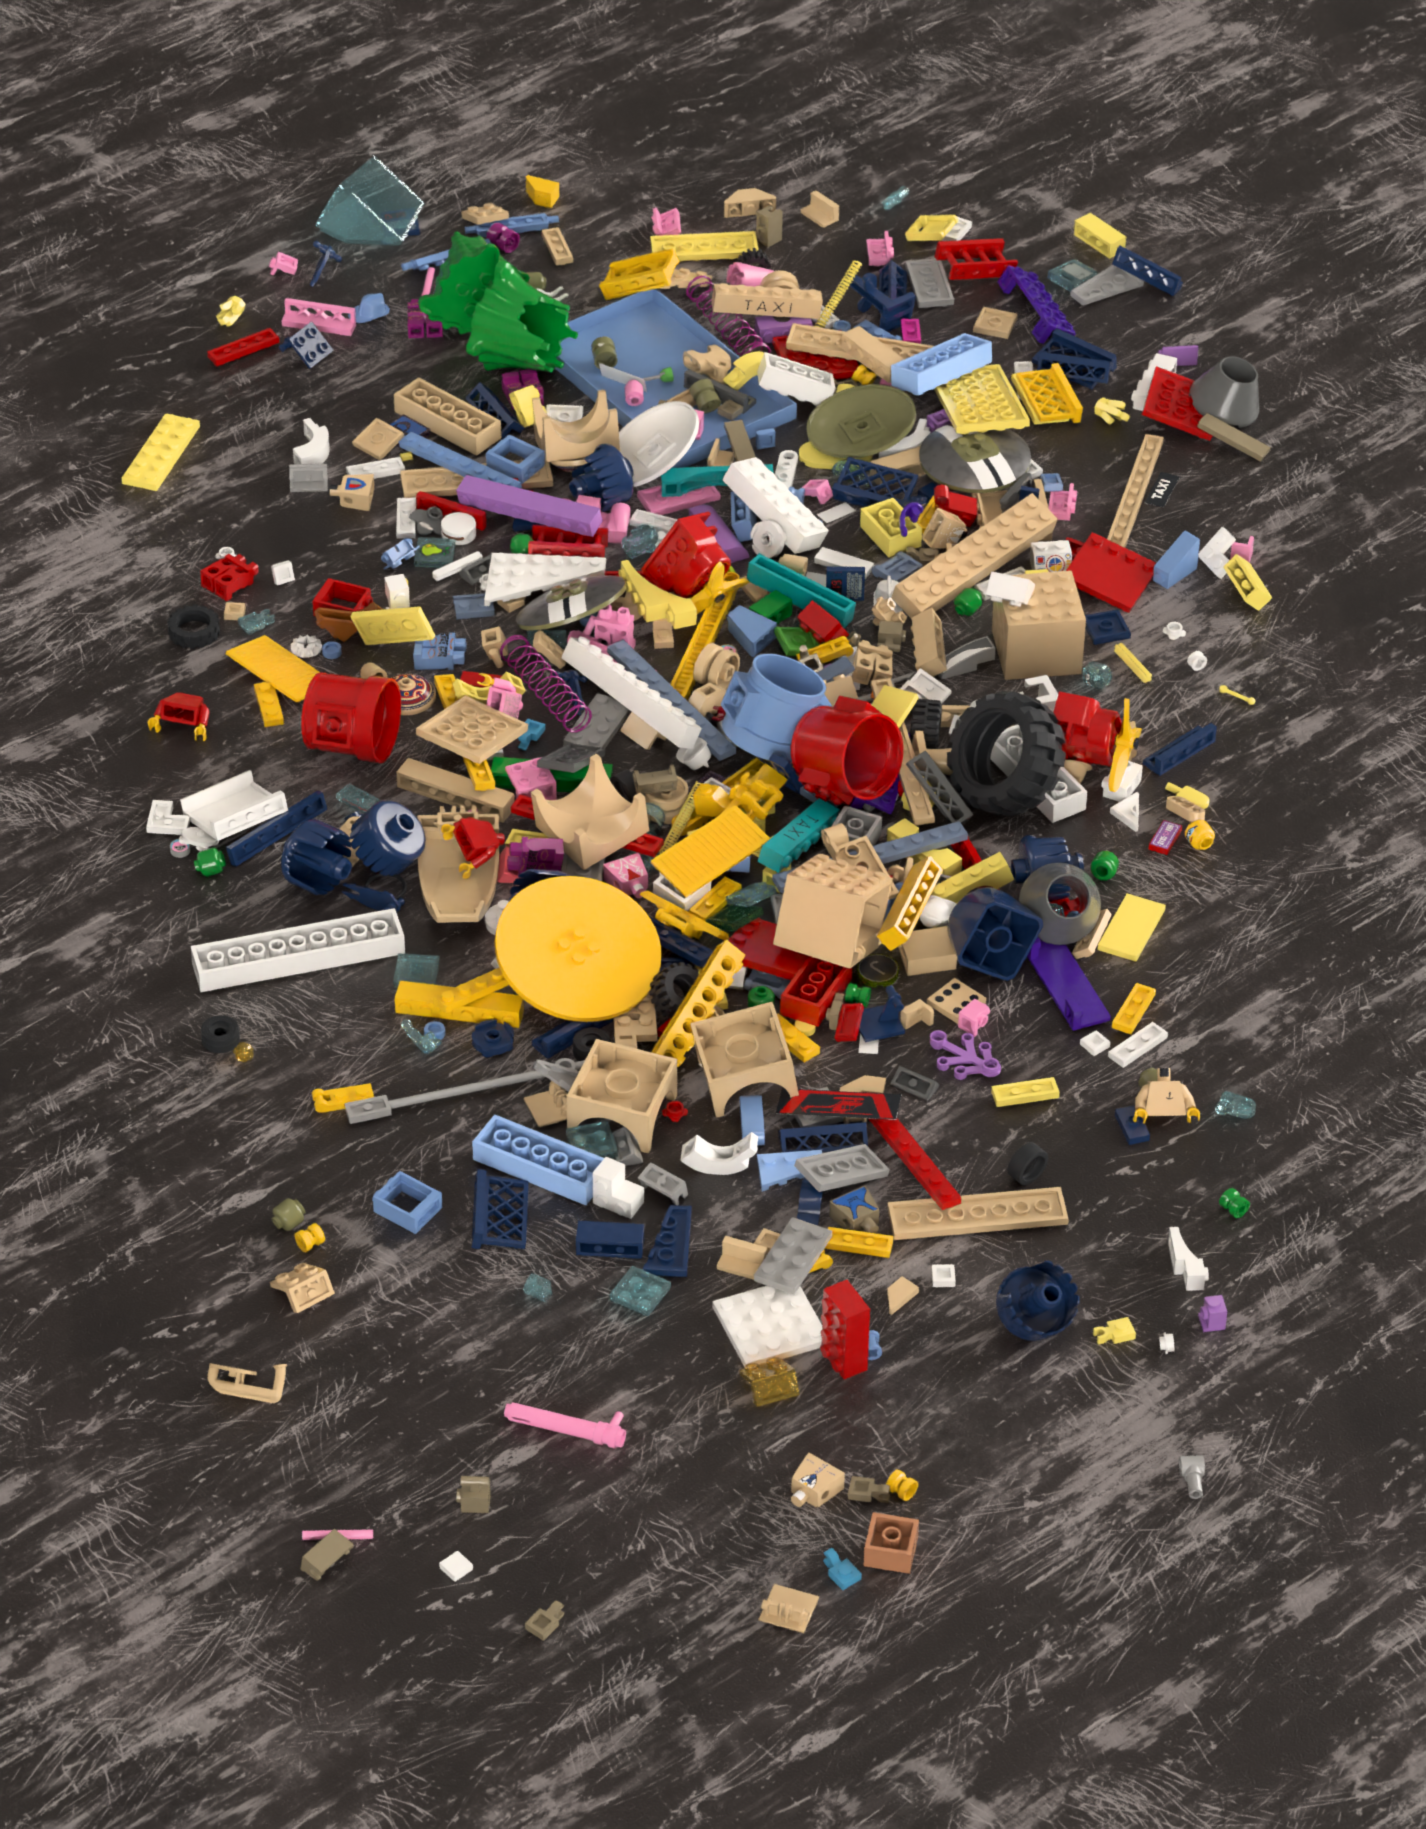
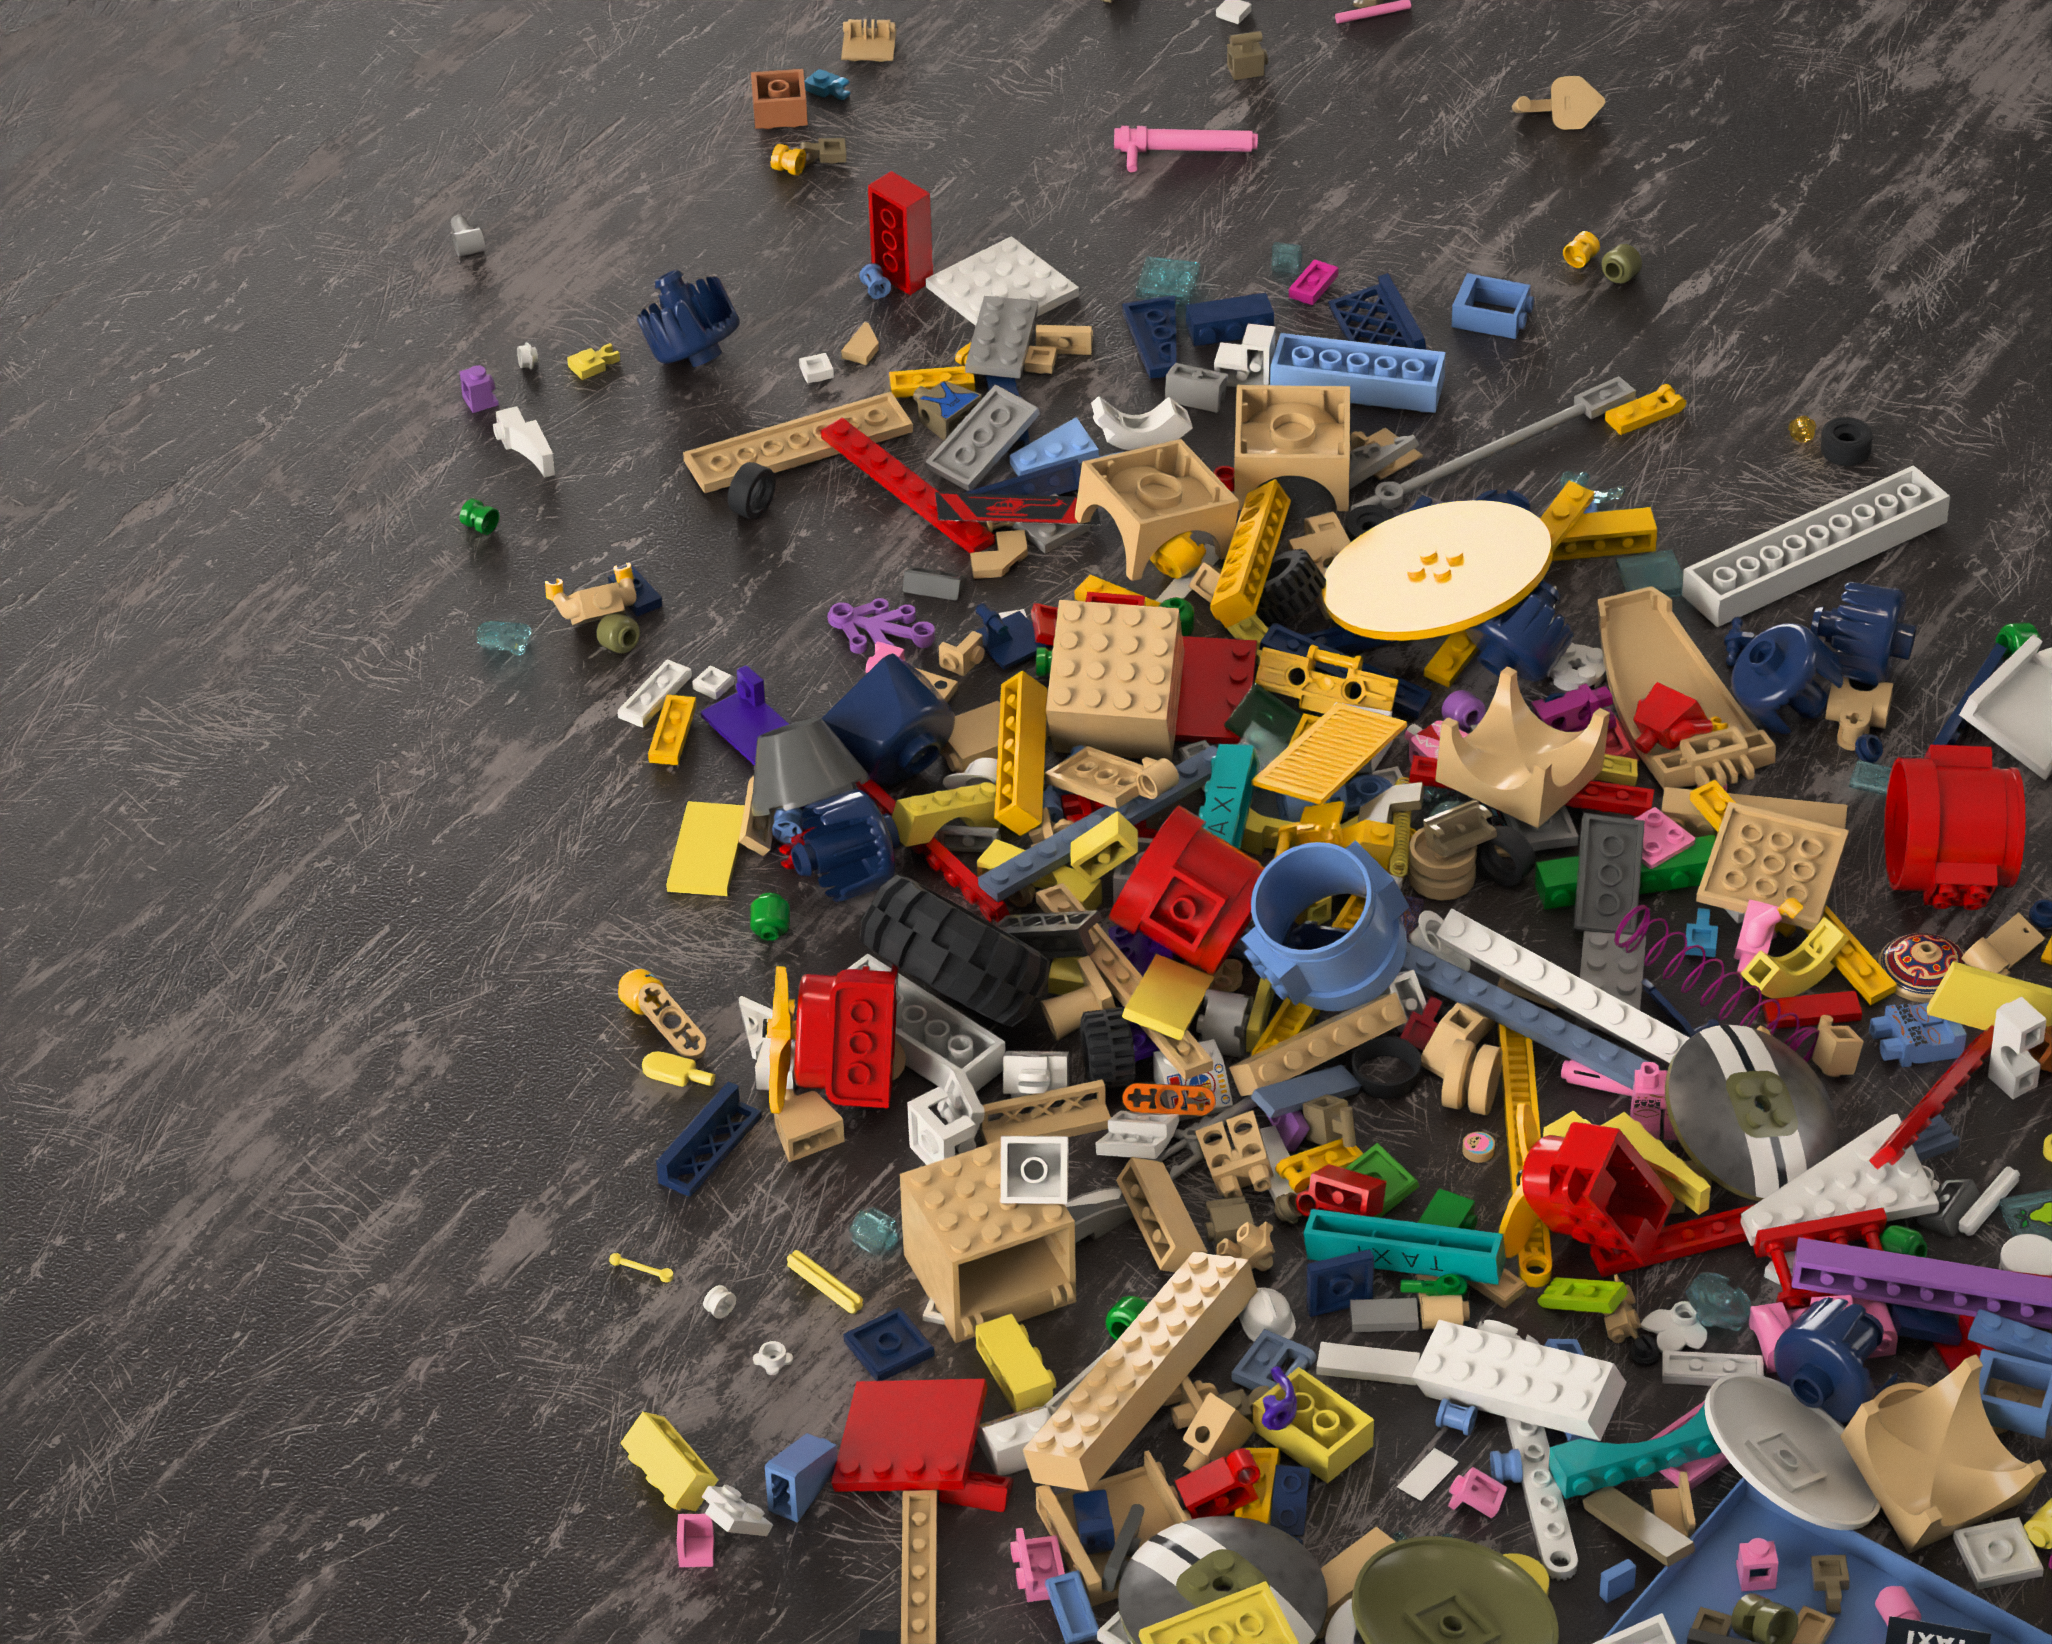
camera: 165 degrees right, 0 degrees up
(304, 1286) = (1563, 203): tan bracket -> none
(471, 587) = (1932, 1102): none -> red plate
(529, 1261) = (1313, 282): none -> dark pink plate
(680, 824) = (1395, 799): none -> tile
(724, 535) = (1643, 1374): medium lavender brick -> none
(751, 629) = (1461, 1175): medium blue slope -> none
(771, 1381) = (979, 224): clear yellow bracket -> none
(815, 1482) = (883, 144): tan torso -> none
(854, 495) = (1368, 1489): dark blue fence -> none
(883, 819) = (1104, 847): none -> light yellow brick
(1025, 1092) = (785, 593): light yellow plate -> none
(1165, 837) = (695, 992): tile -> none

